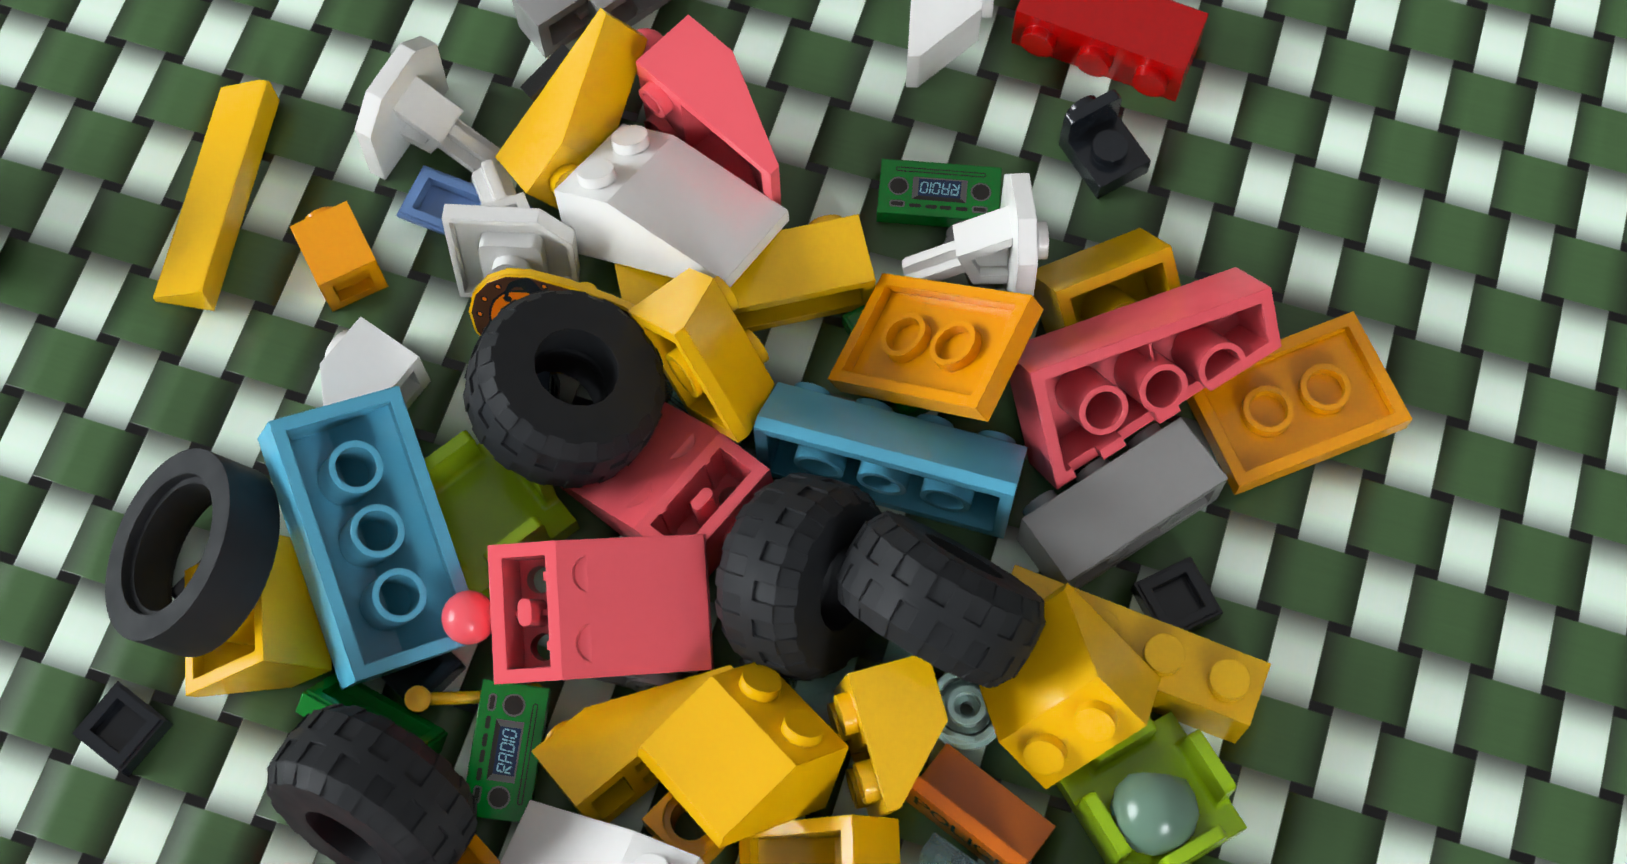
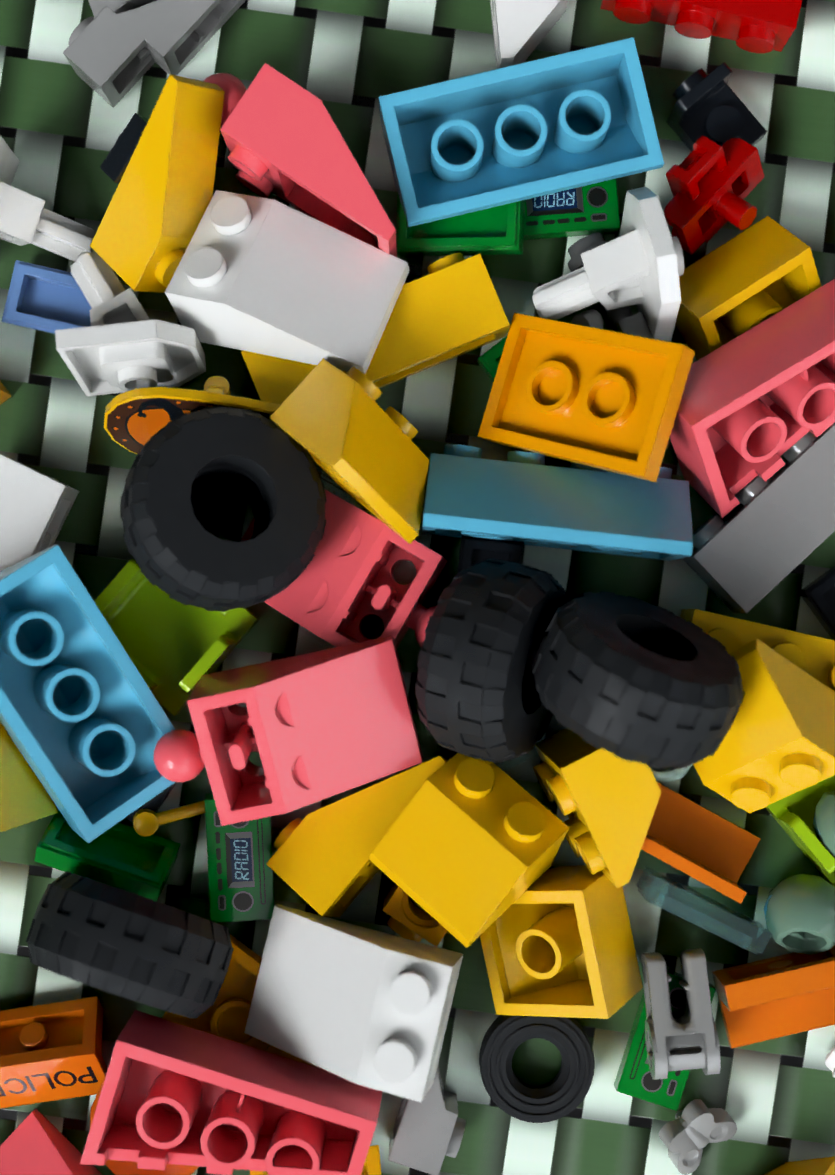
camera: 10 degrees left, 20 degrees up
(847, 189) = (484, 232): none -> green tile
(913, 114) = (520, 132): none -> medium azure slope
(1093, 203) = (712, 190): none -> red piece

